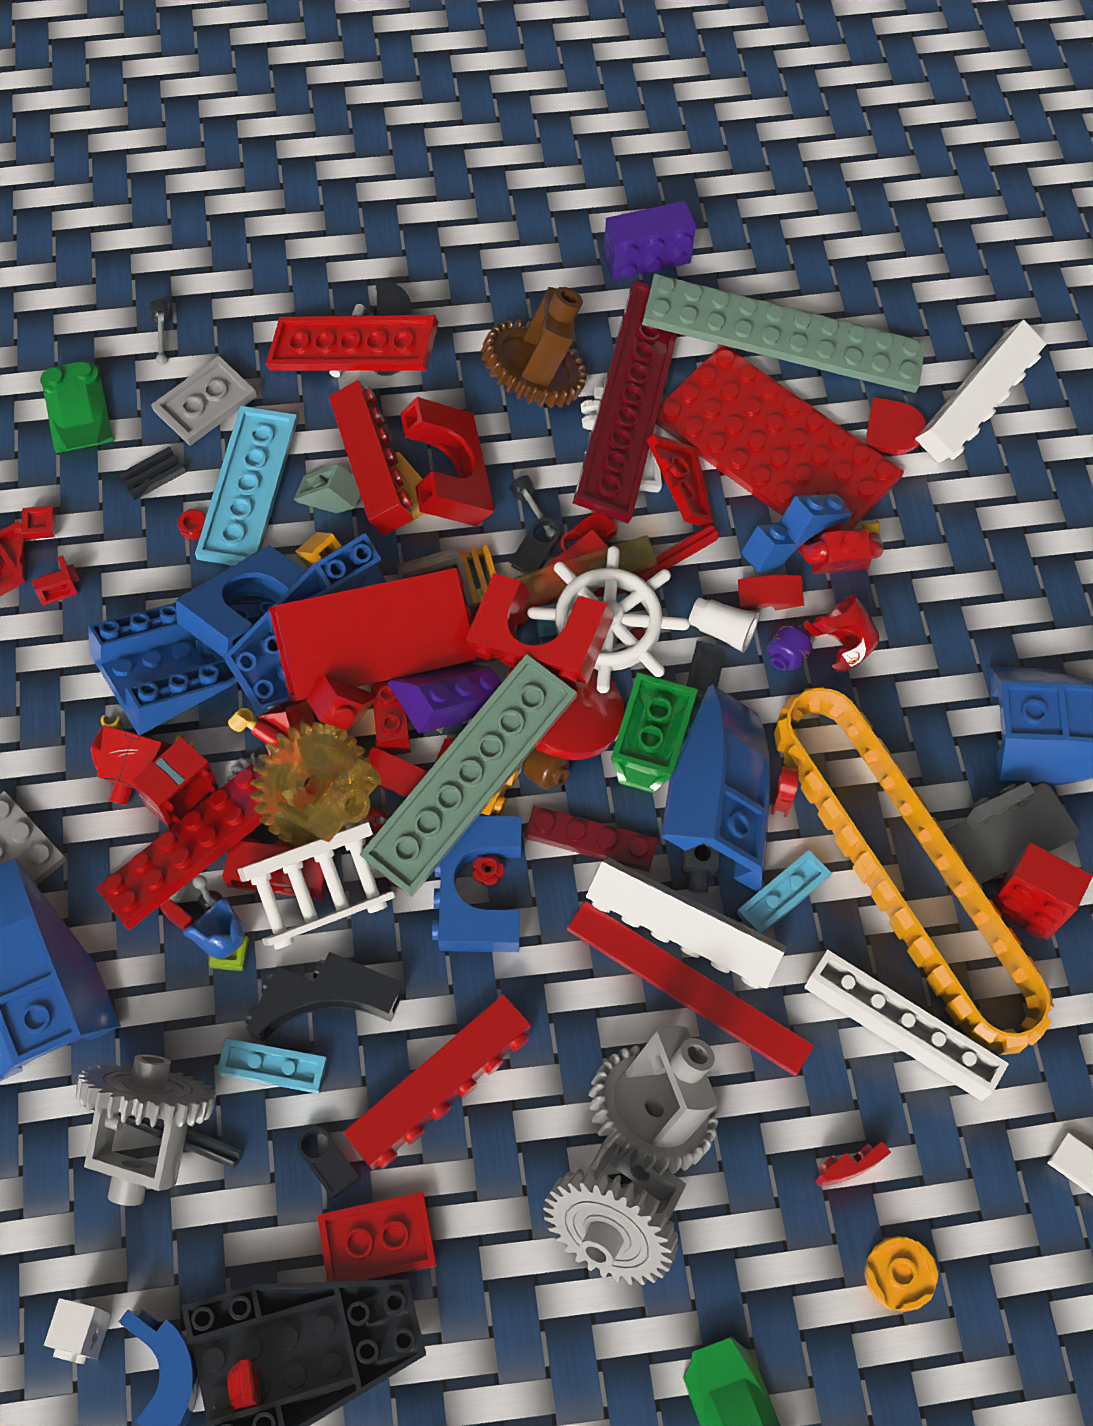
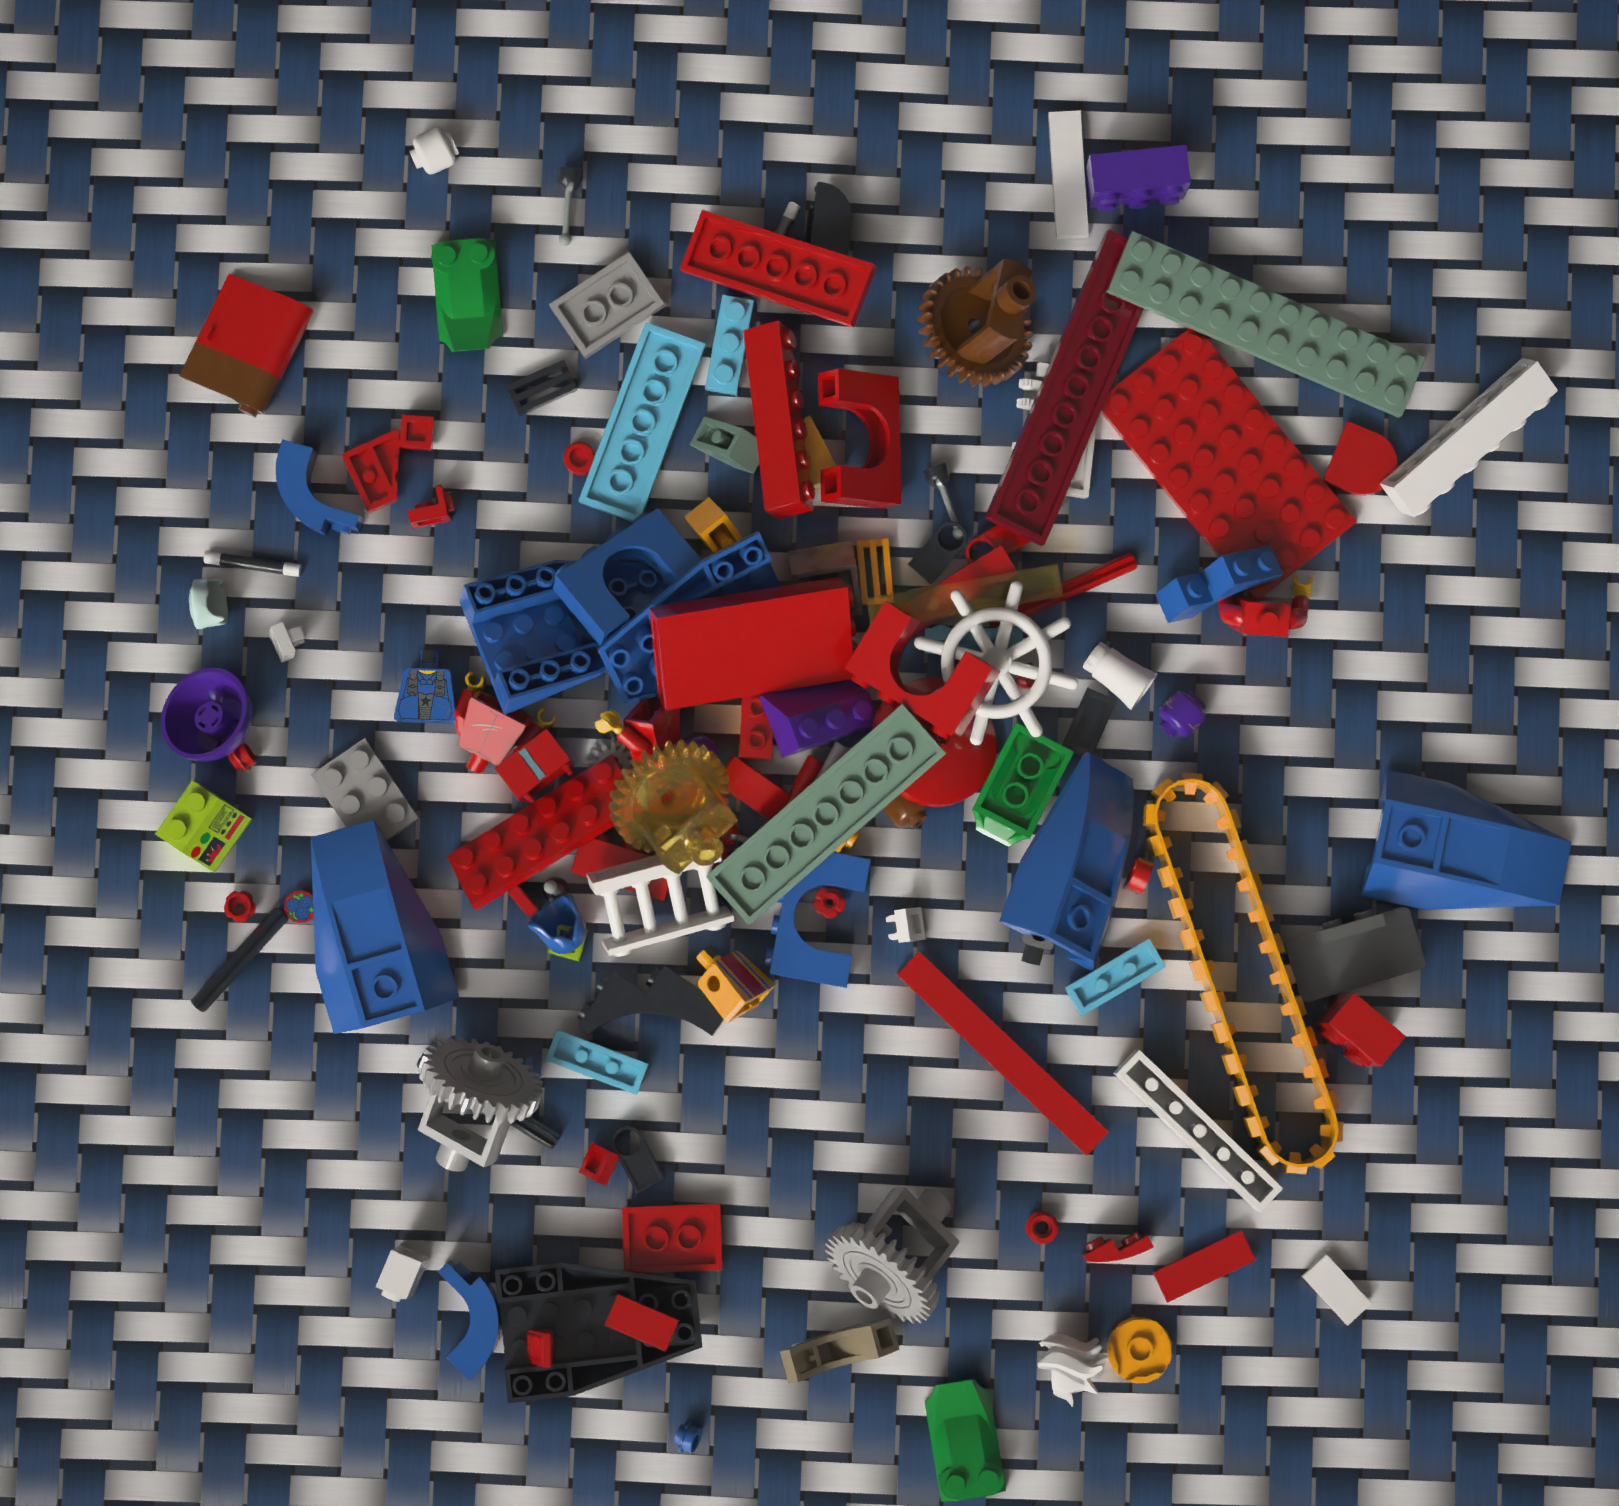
camera: 15 degrees right, 20 degrees up
(38, 307) = (434, 150): none -> white head
(62, 740) = (427, 692): none -> torso
(287, 1172) = (599, 1163): none -> red plate
(318, 418) = (729, 345): none -> medium azure plate
(339, 703) = (707, 719): red slope -> none
(353, 1334) = (641, 1322): none -> red tile
(402, 958) = (732, 983): none -> light orange torso
(437, 1083) = (749, 1105): red brick -> none
(570, 876) = (908, 924): none -> white tile
(578, 1329) = (838, 1349): none -> dark tan arch
(590, 256) = (1068, 174): none -> white tile
(590, 838) = (937, 885): dark red plate -> none
(658, 1101) = (961, 1154): light grey piece -> none
(684, 478) = (1113, 495): red wing -> none
(686, 923) = (1011, 993): white brick -> none
(771, 591) = (1177, 646): red slope -> none
(777, 1153) = (1041, 1238): none -> red plate
(834, 1300) = (1071, 1364): none -> white hair
(852, 627) = (1245, 698): red piece -> none
(945, 1169) = (1203, 1266): none -> red tile

